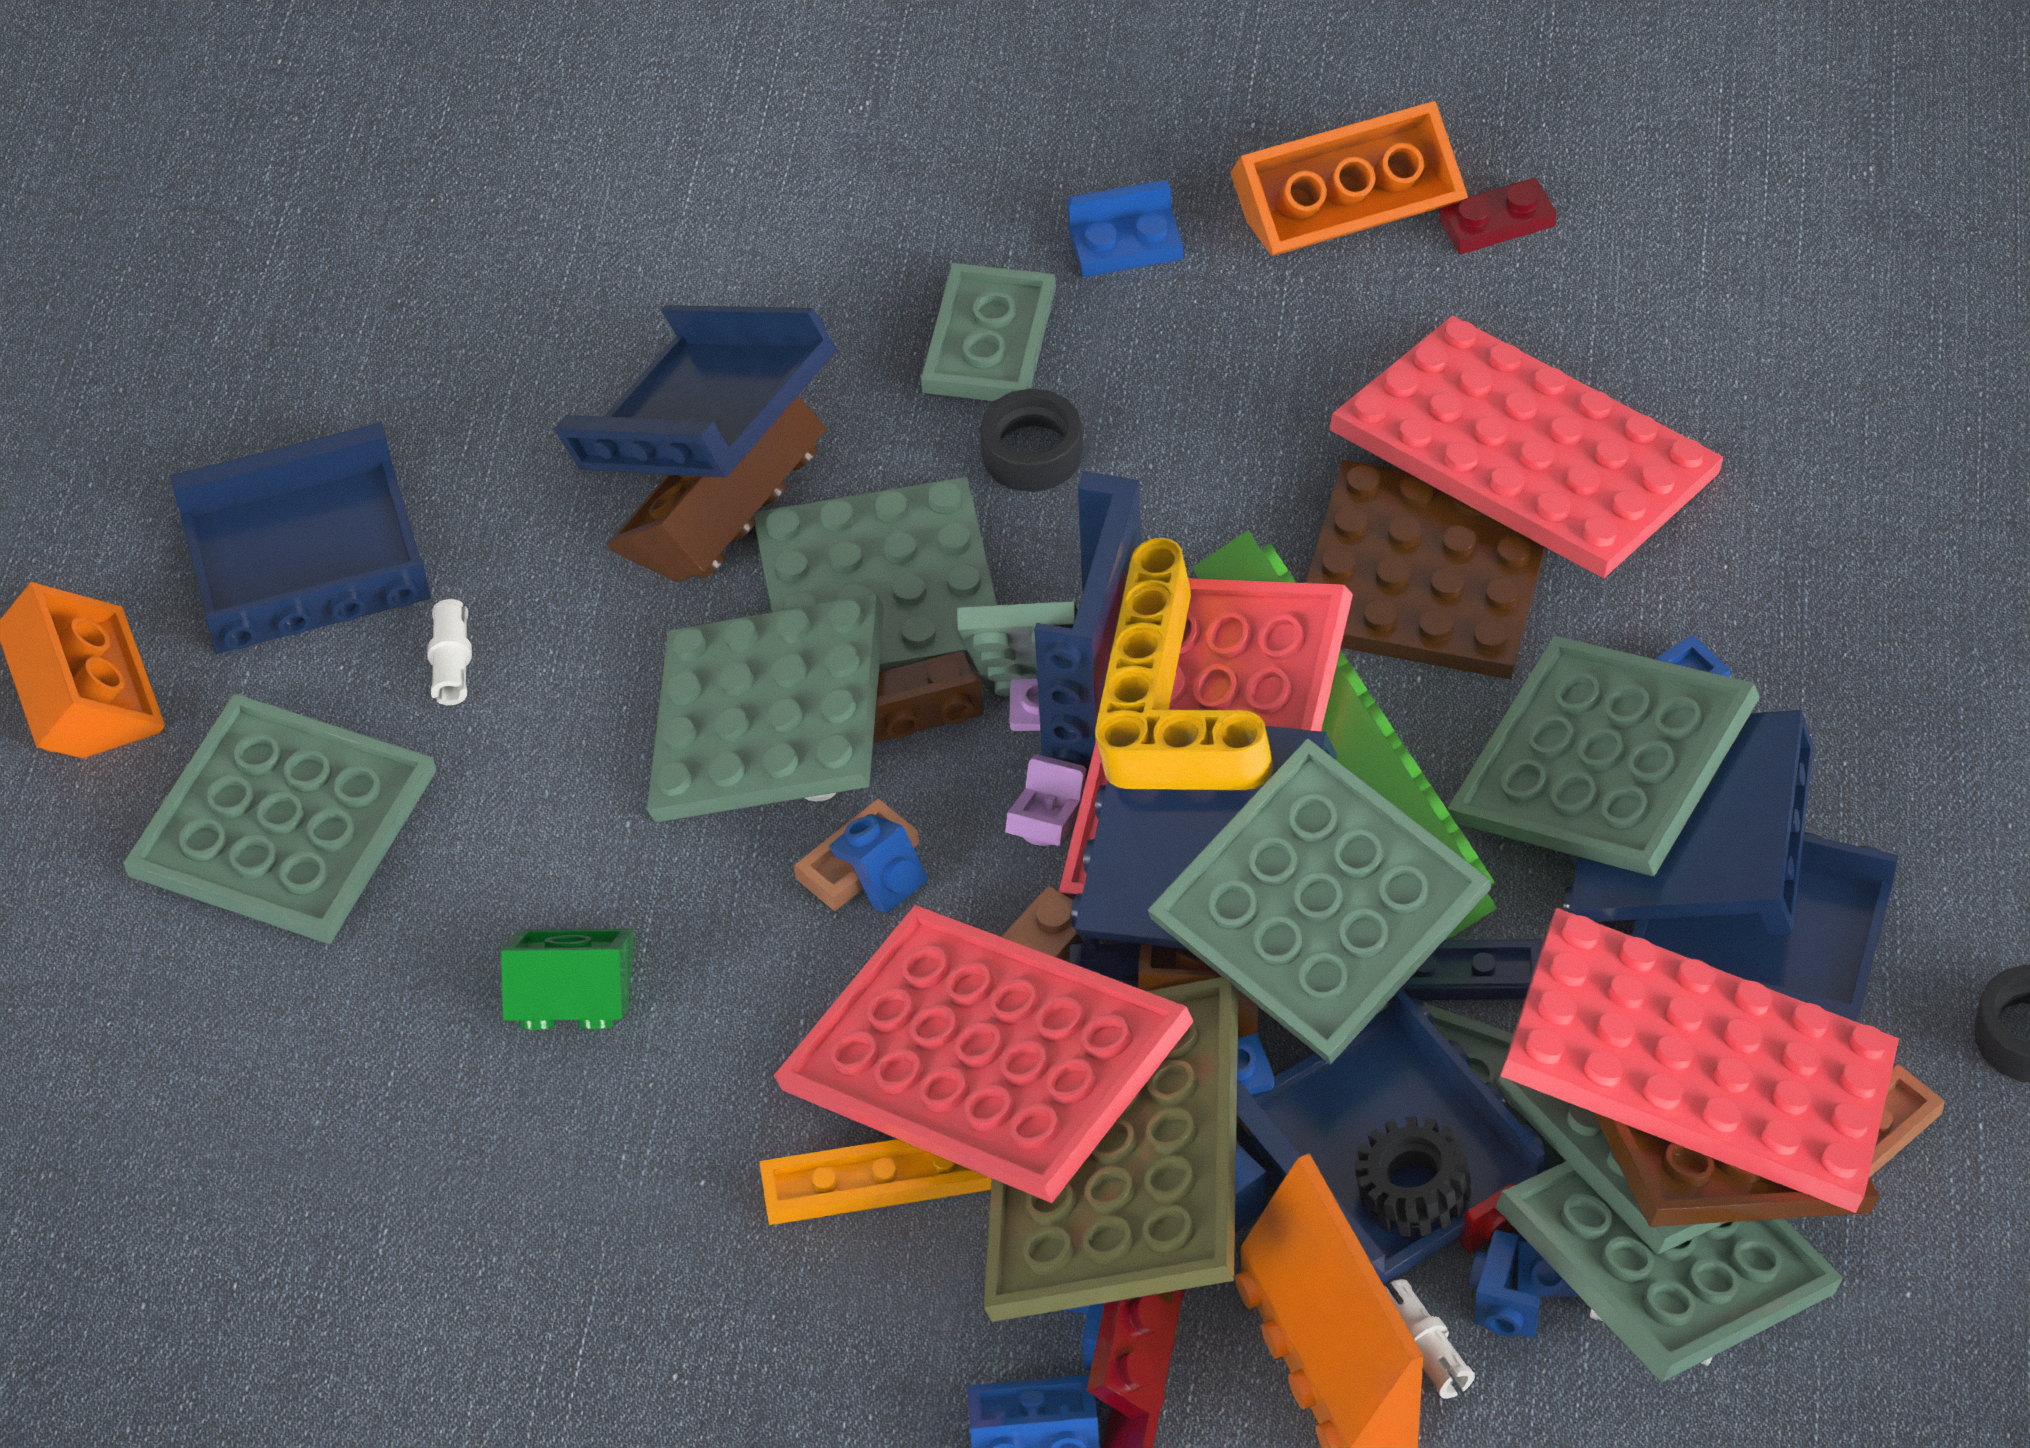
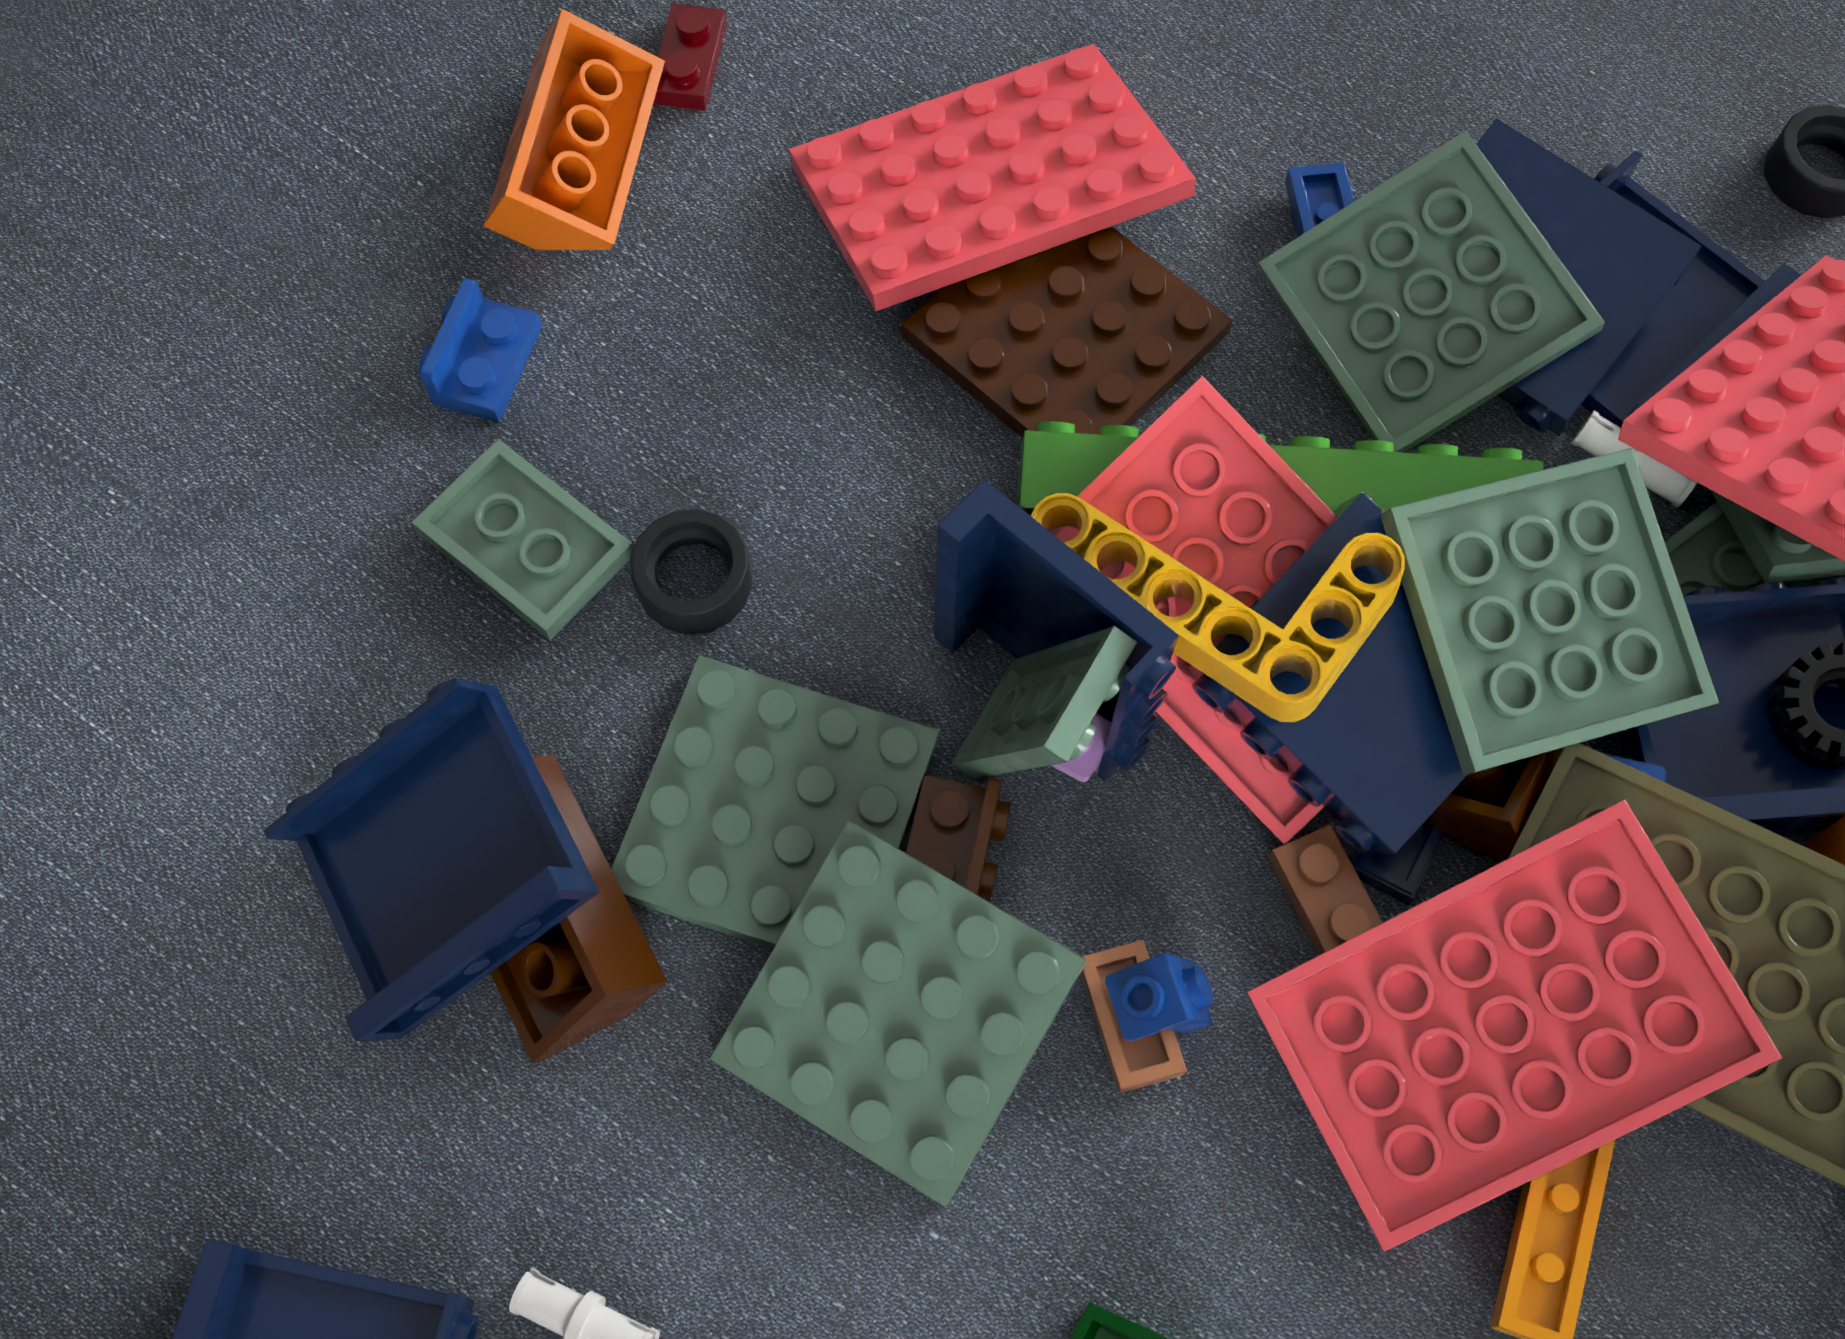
camera: 65 degrees left, 15 degrees up
(1049, 802) = (1176, 799): lavender bracket -> none

